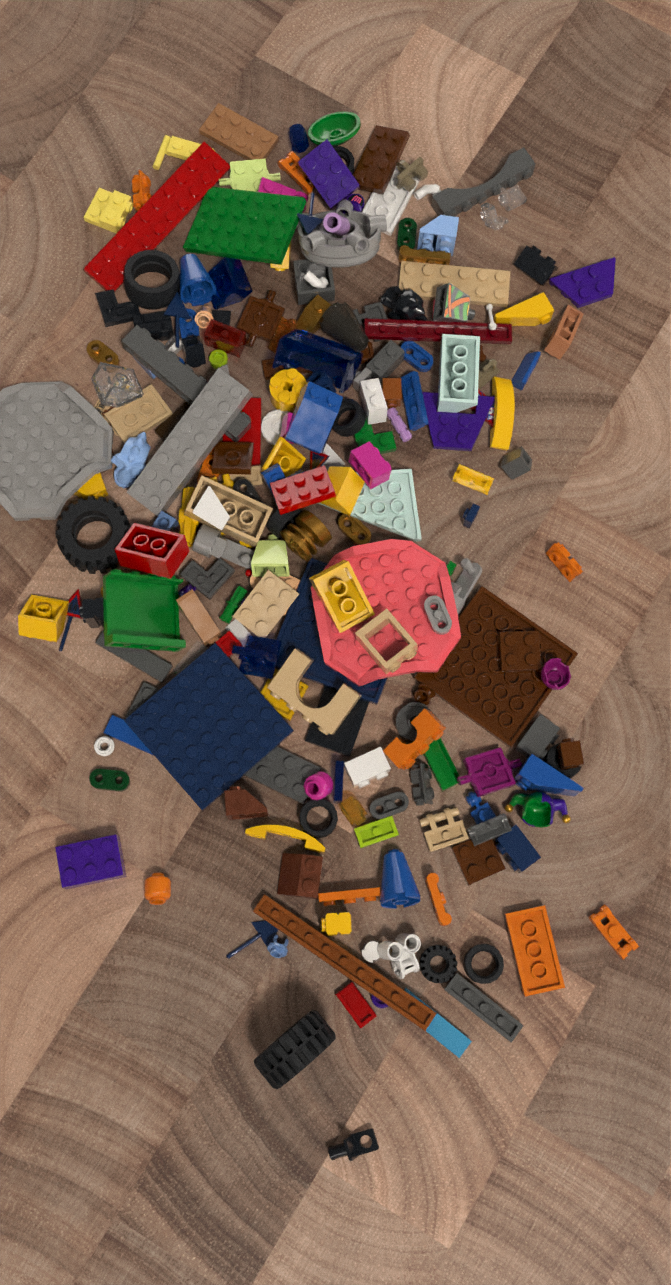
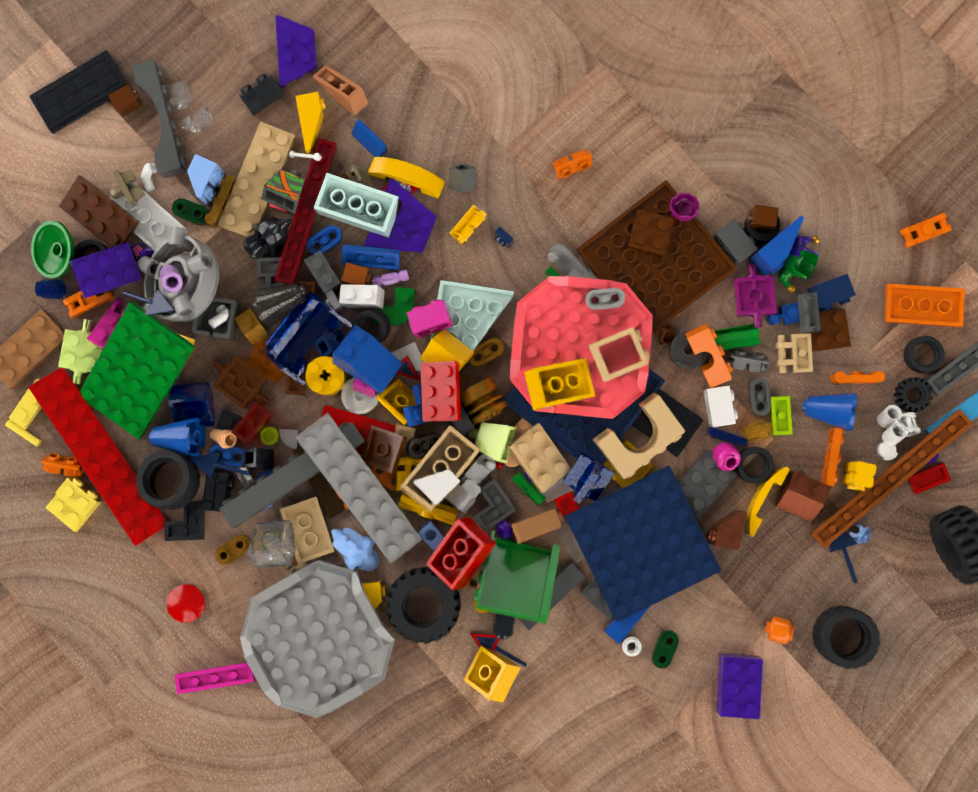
camera: 65 degrees left, 10 degrees up
(42, 328) = (185, 603): none -> red dish
(145, 945) = (867, 647): none -> black tyre
(486, 115) = (78, 92): none -> black piece
(490, 153) = (125, 100): none -> reddish brown brick

